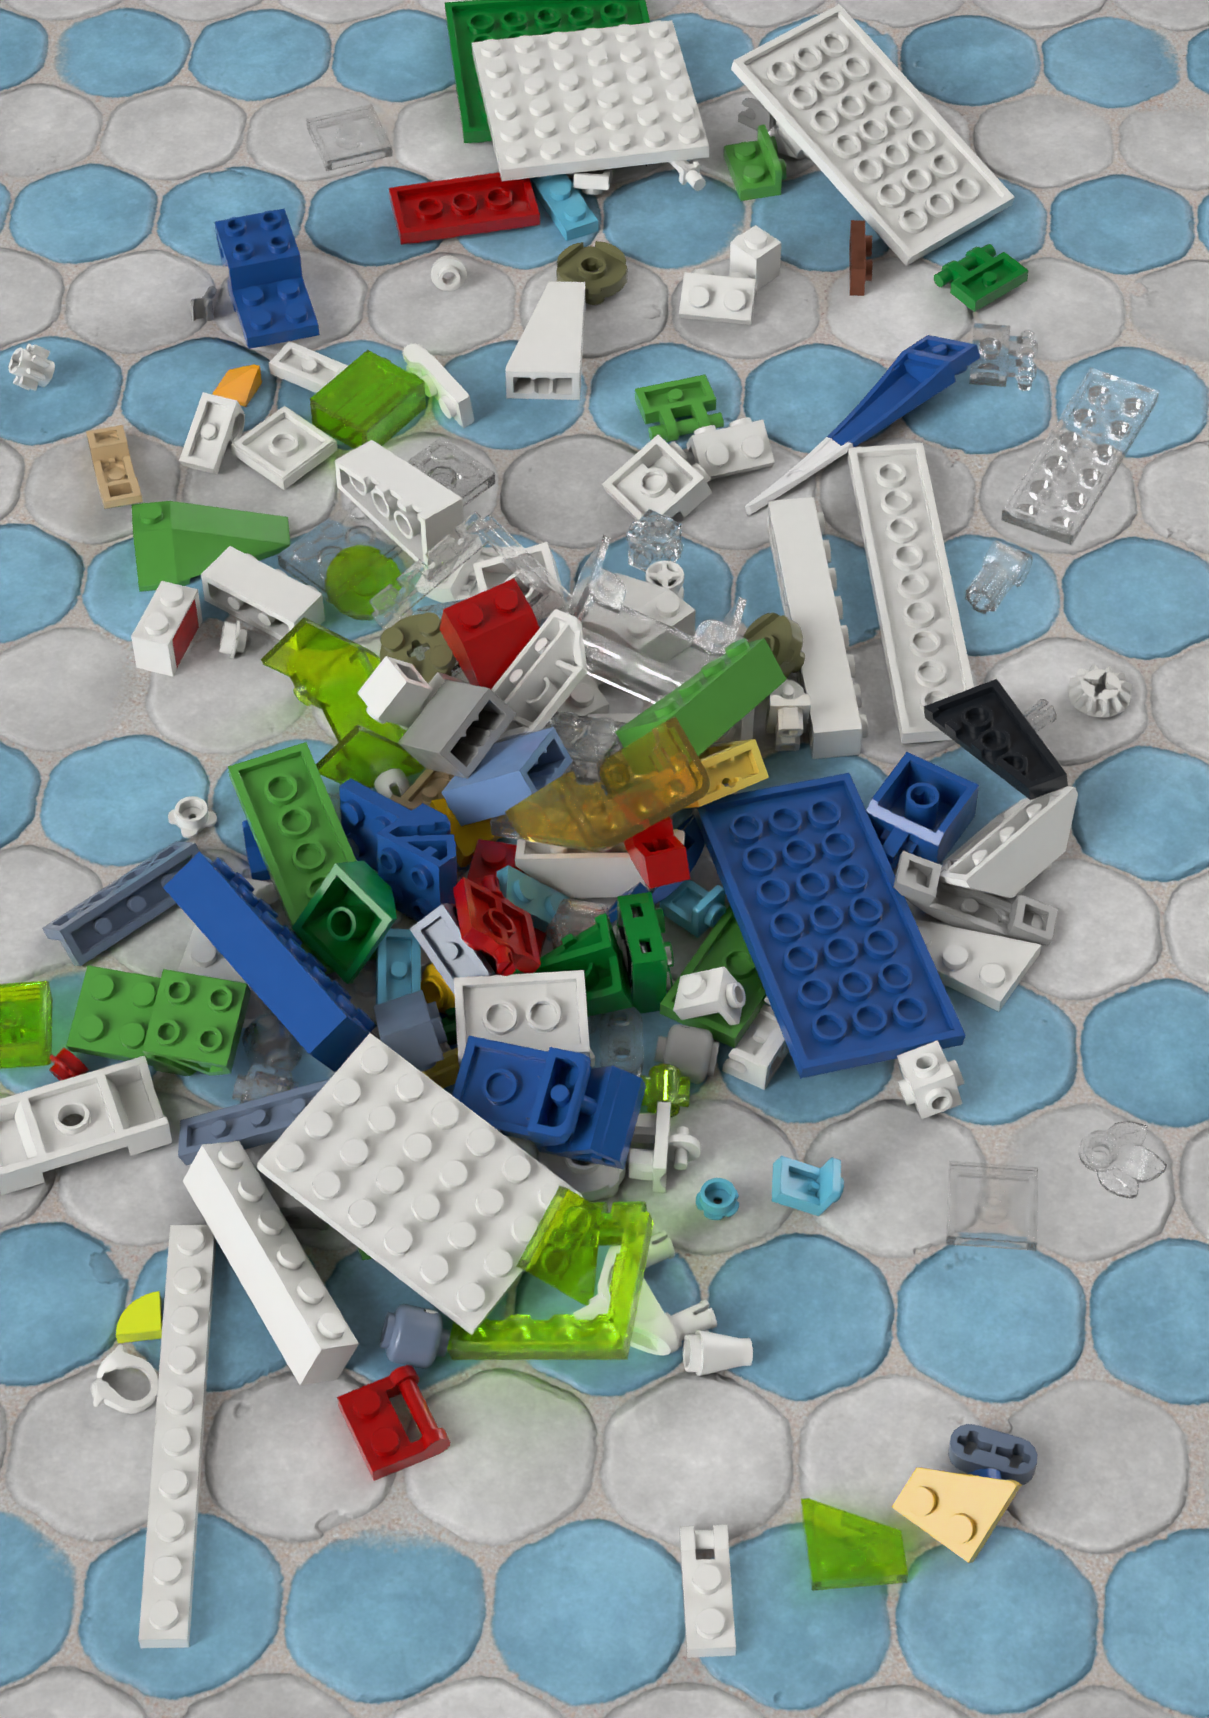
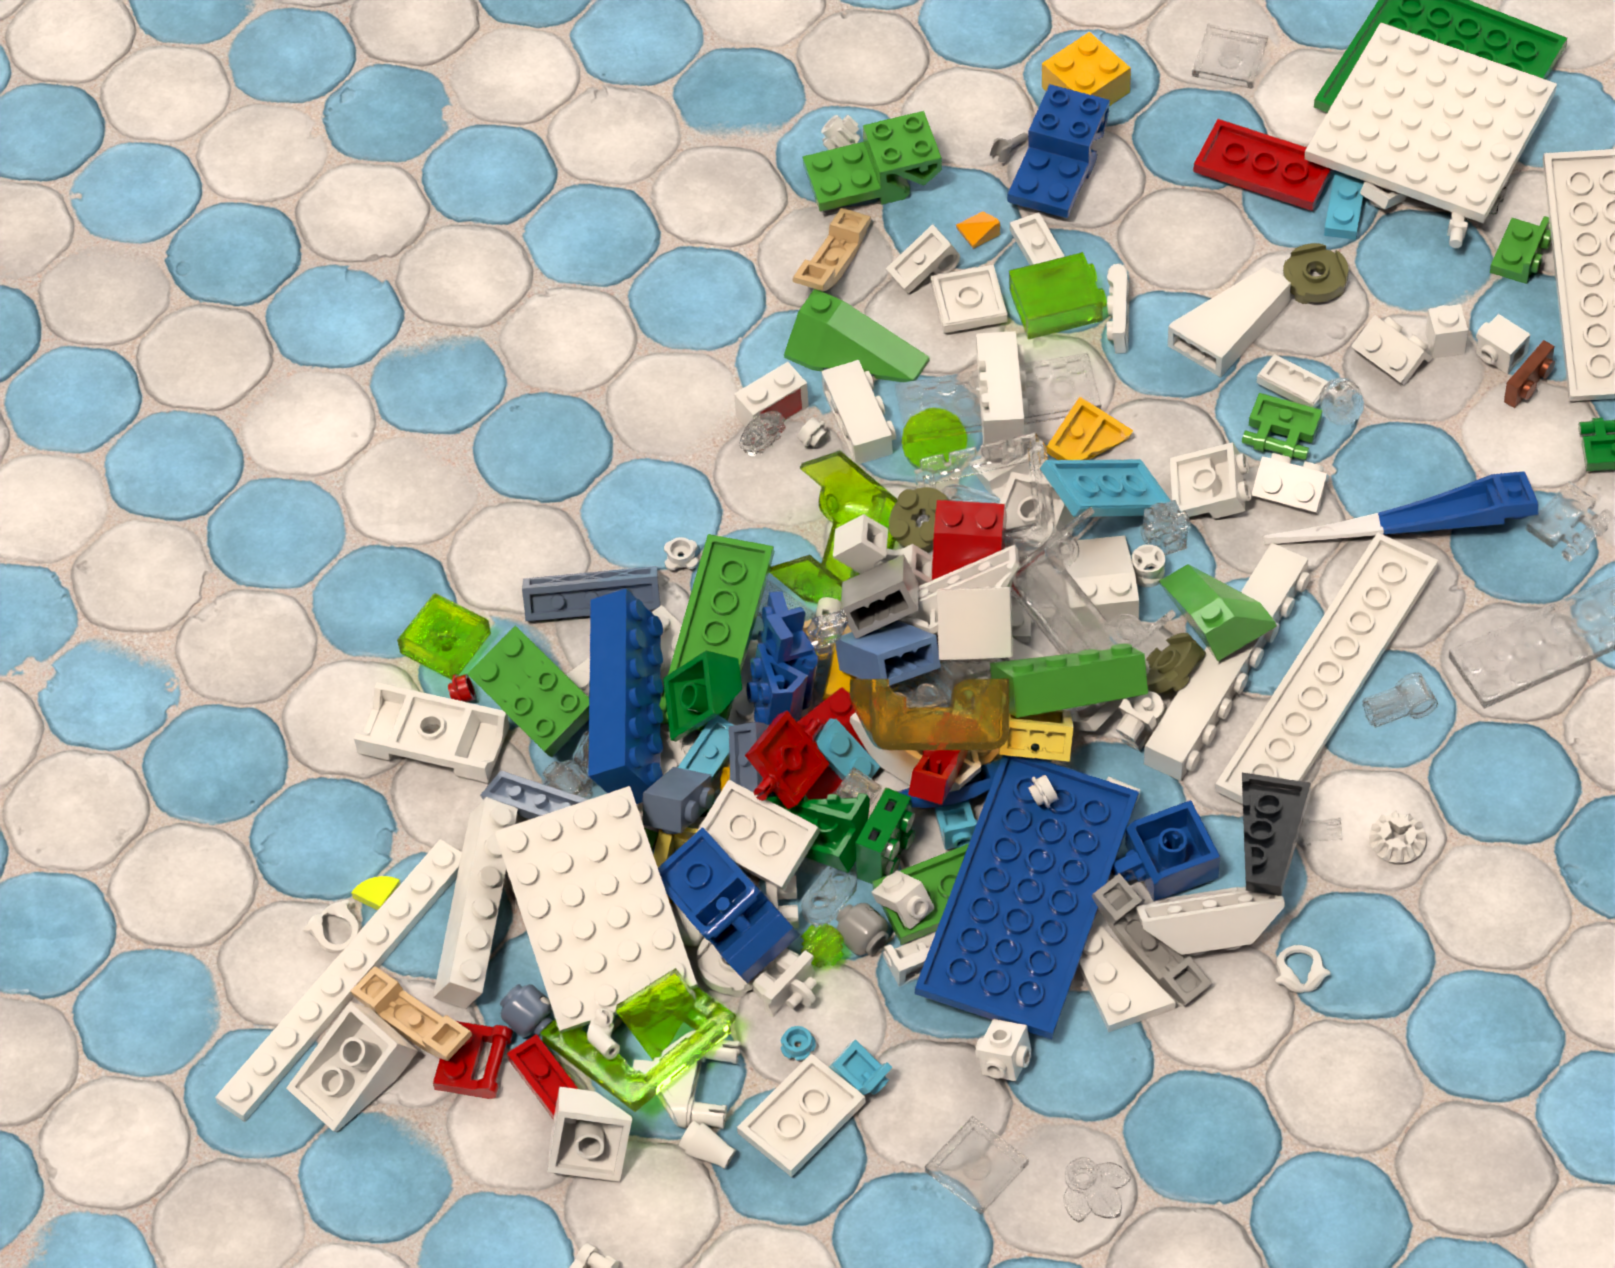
camera: 40 degrees right, 5 degrees up
(90, 376) = (877, 166): none -> bright green piece
(186, 660) = (762, 432): none -> clear gear
(225, 196) = (1089, 69): none -> yellow brick
(268, 1512) = (351, 1066): none -> white slope
(294, 1422) = (409, 1016): none -> tan slope
(400, 810) = (785, 635): none -> blue panel
(437, 783) = (825, 631): none -> clear plate
(448, 264) = (1204, 216): white plate -> none
(503, 1395) = (540, 1071): none -> red plate
(505, 498) = (1086, 433): none -> yellow wing
(522, 1306) = (600, 1033): none -> white arm
(573, 529) = (1104, 485): none -> medium azure plate
(581, 696) = (975, 623): none -> white slope
(594, 1414) = (588, 1136): none -> white slope
(654, 366) = (1291, 381): none -> white plate
(718, 357) = (1341, 401): none -> clear head
(769, 817) = (1043, 791): none -> white plate
(779, 583) = (1216, 611): none -> bright green wedge
(784, 1264) = (801, 1115): none -> white plate
(810, 245) = (1502, 343): none -> white brick
(1117, 862) = (1290, 980): none -> white piece

